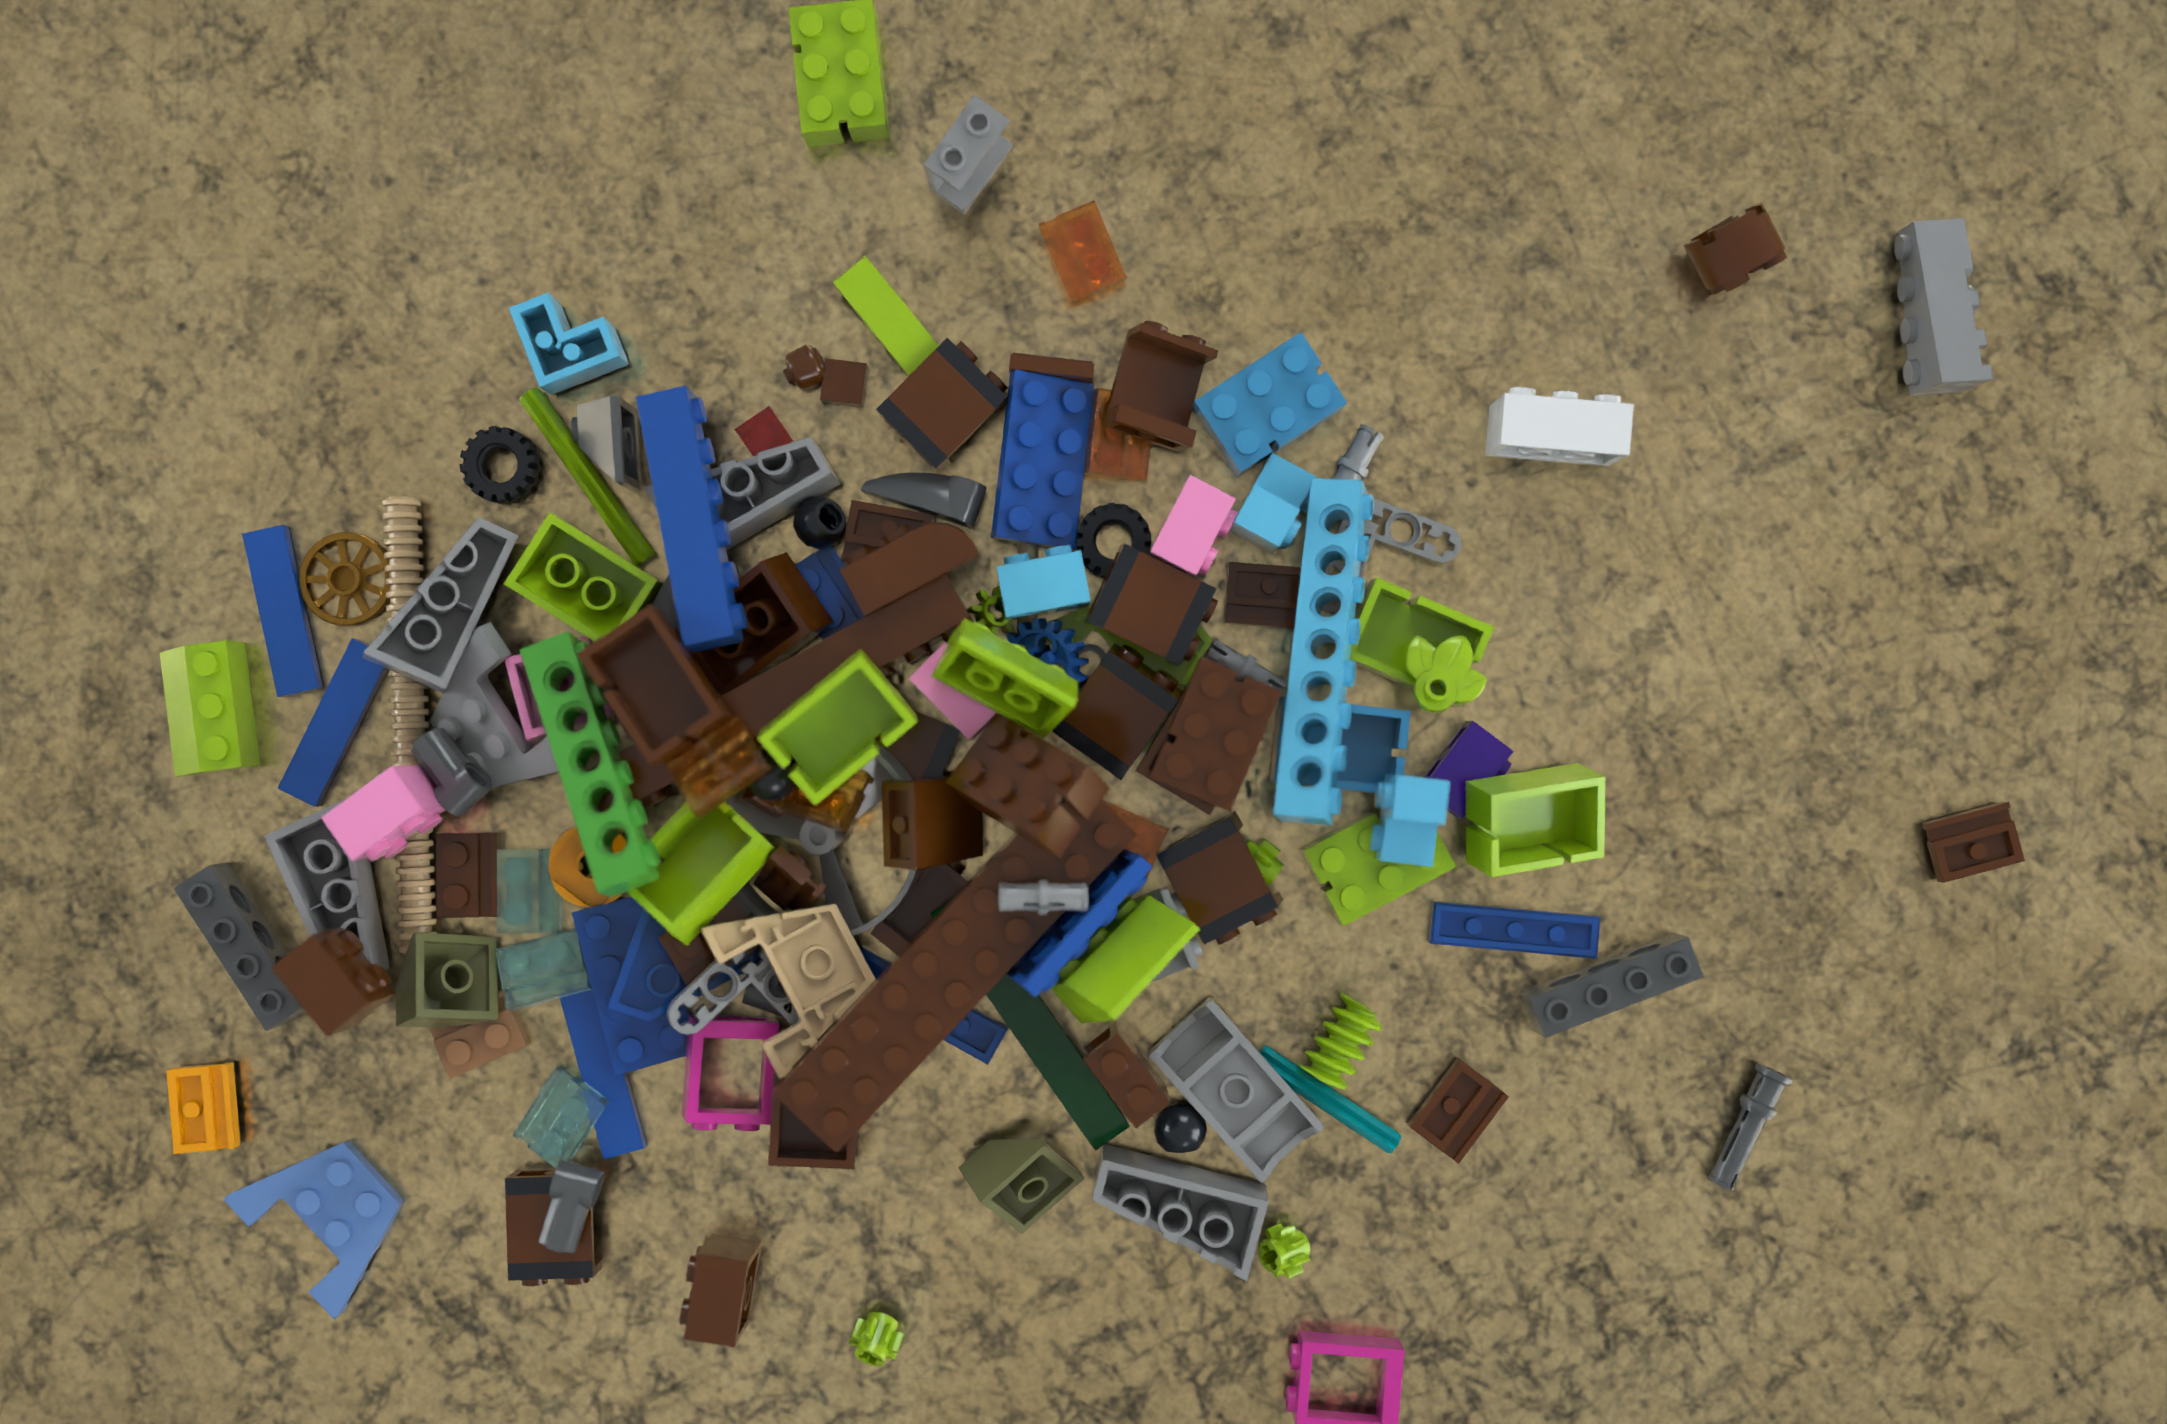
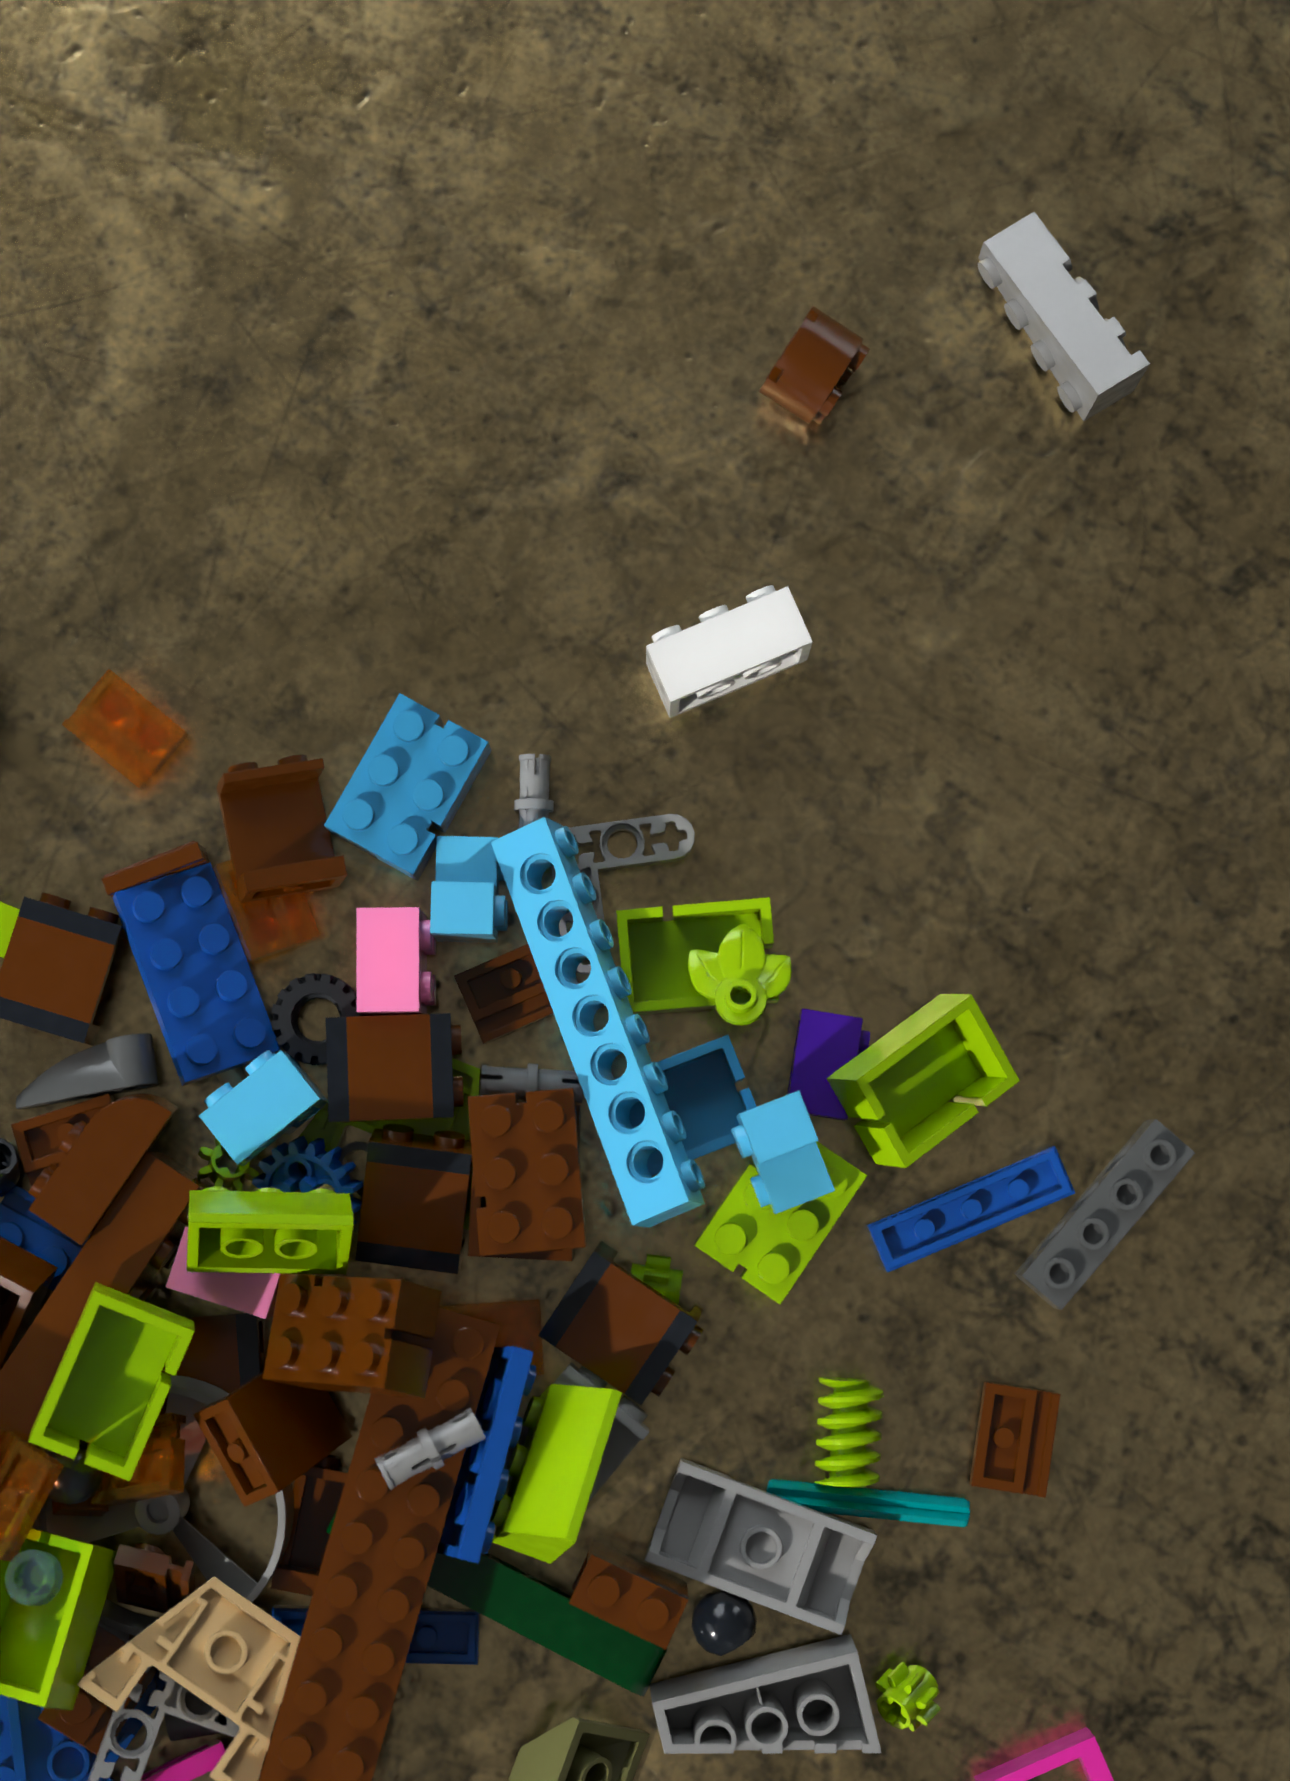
camera: 30 degrees left, 5 degrees down
(709, 837) = (33, 1577): none -> clear light blue tile

